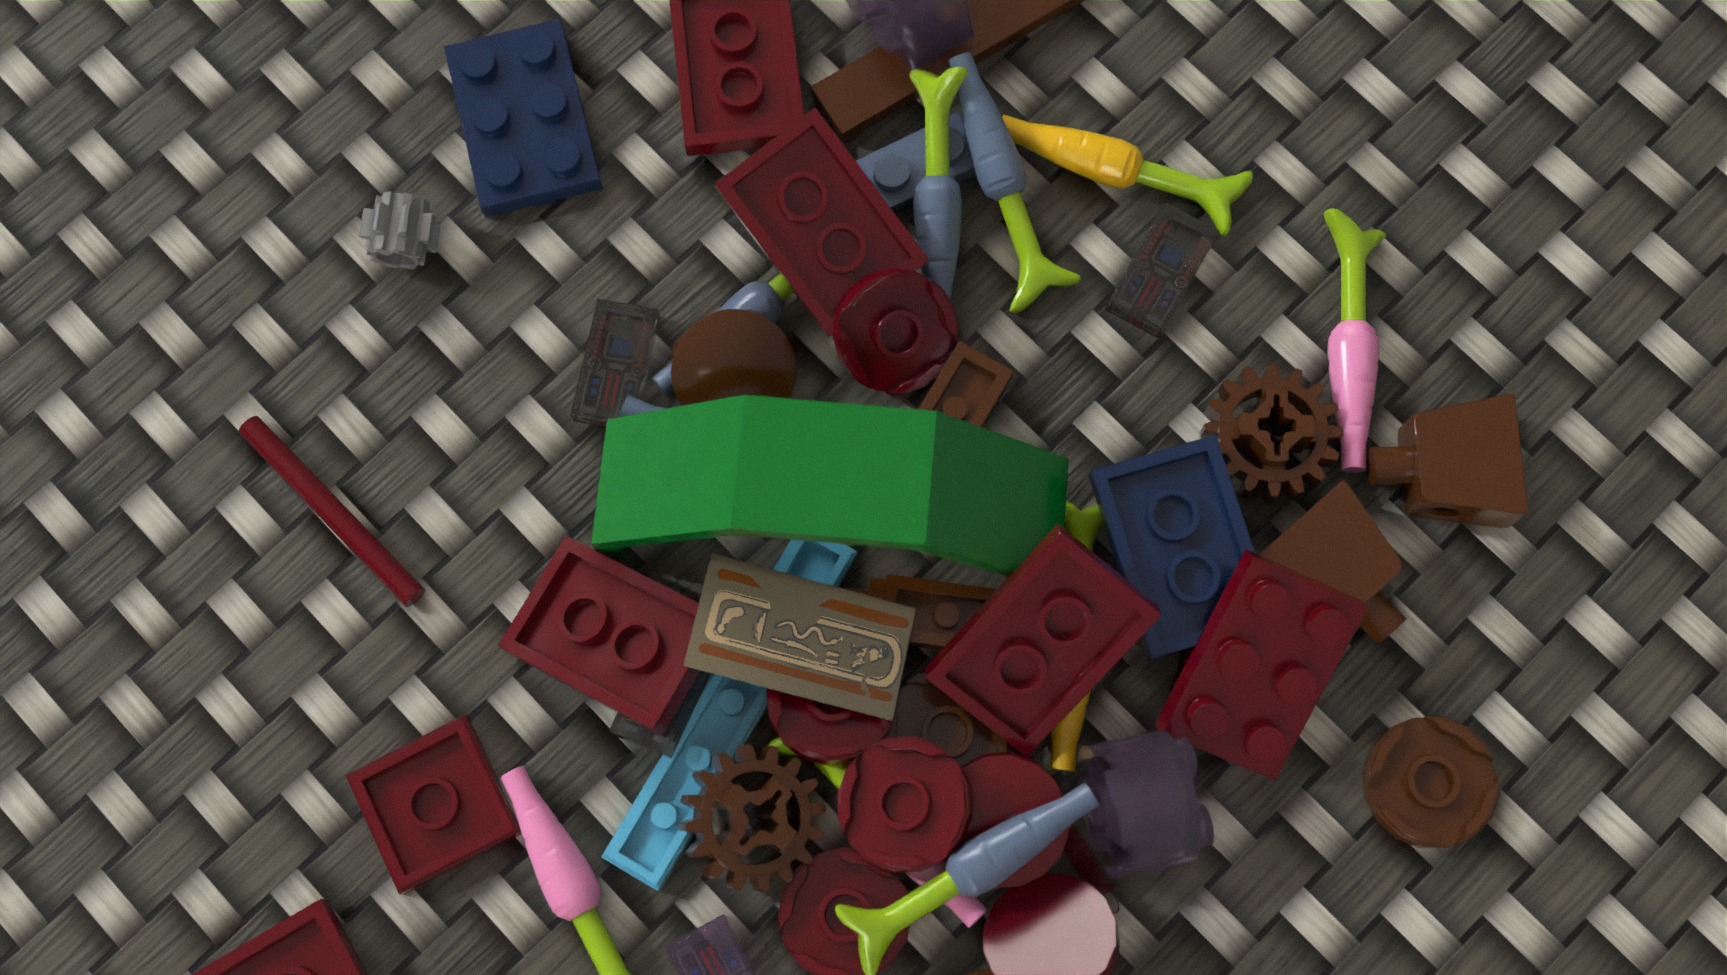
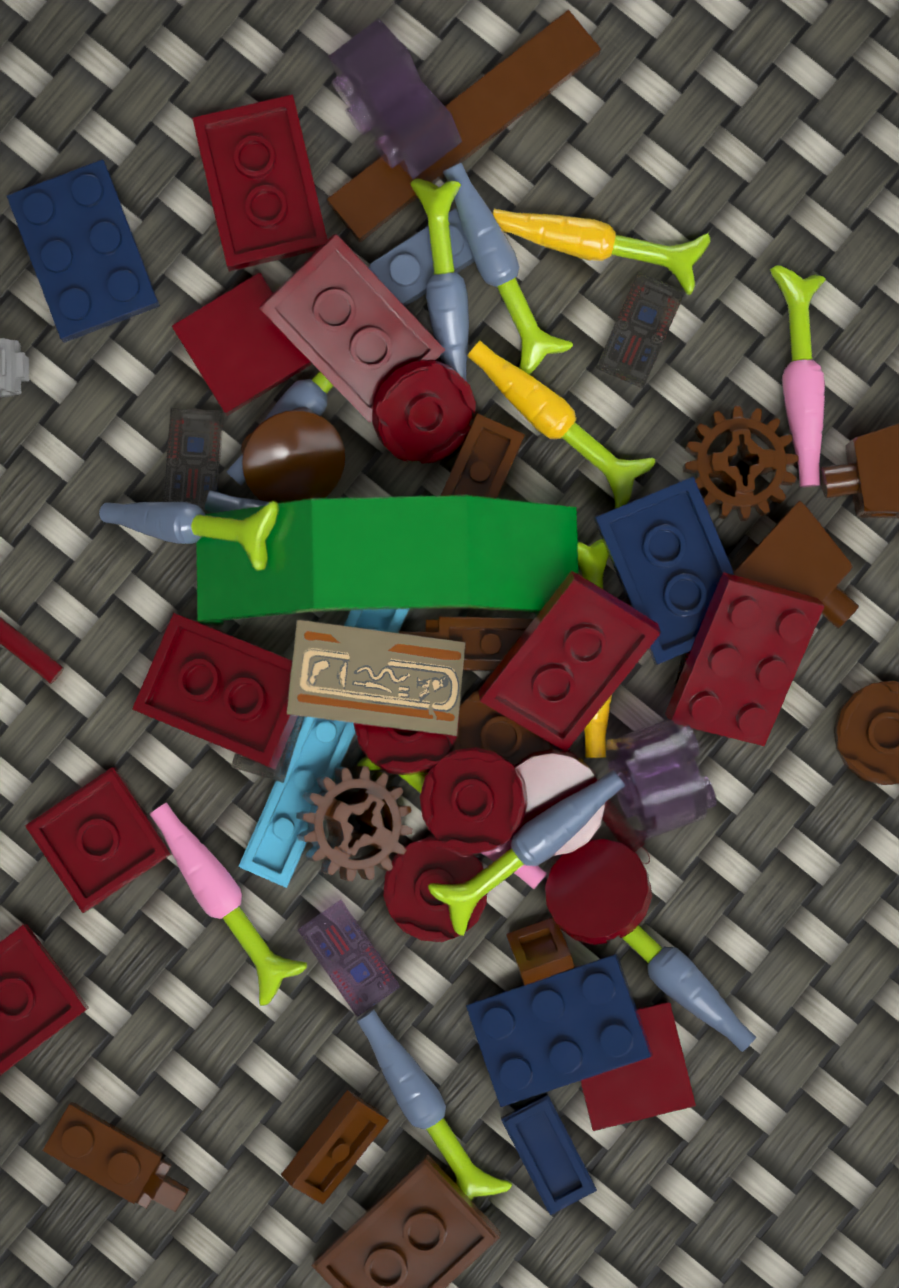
camera: 10 degrees left, 10 degrees up
(594, 425) = (188, 523): none -> piece
(689, 240) = (239, 346): none -> dark red tile
(1054, 359) = (557, 419): none -> yellow piece

